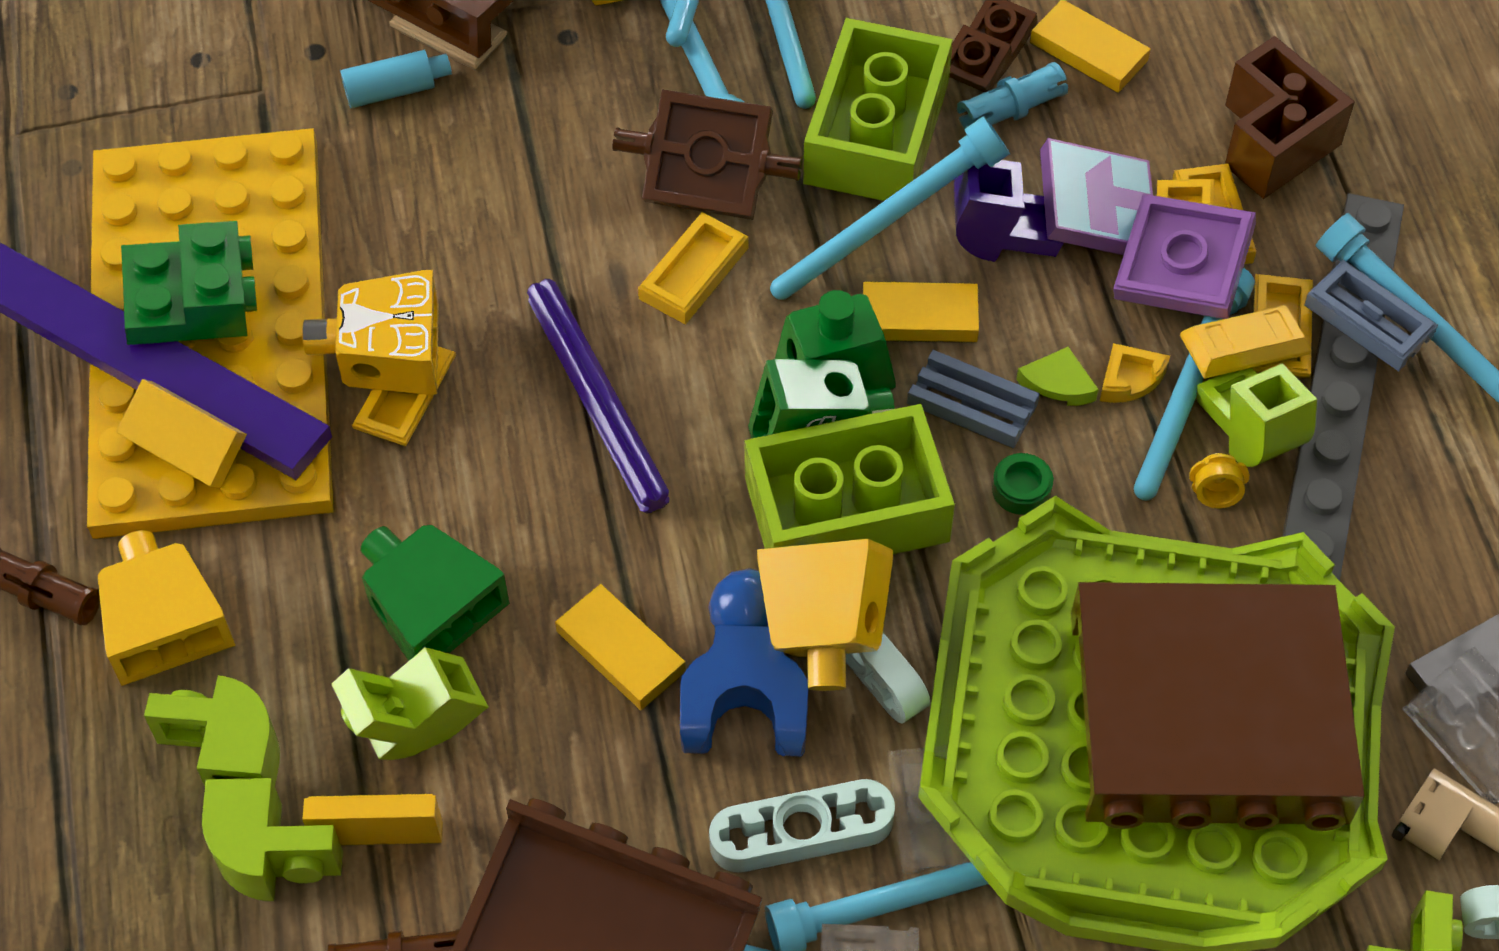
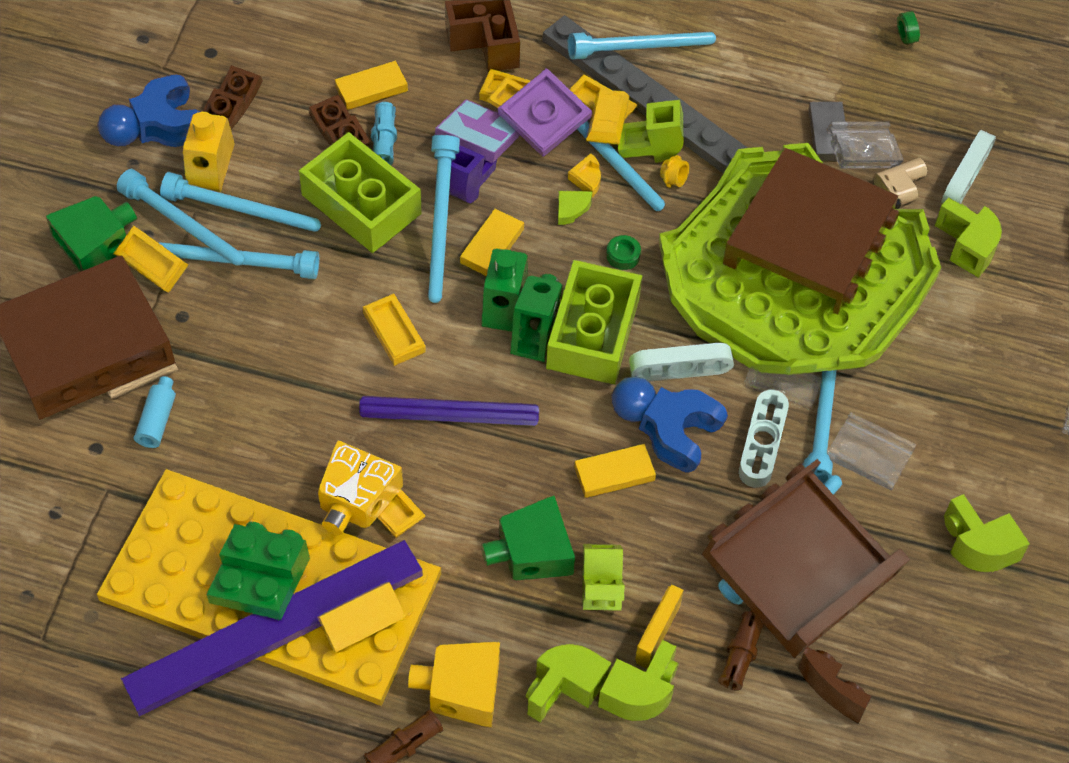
camera: 65 degrees left, 0 degrees up
(707, 154) = (333, 282): reddish brown plate -> none
(826, 603) = (668, 356): yellow torso -> none
(978, 392) = (556, 243): sand blue tile -> none
(1365, 319) = (628, 64): sand blue tile -> none

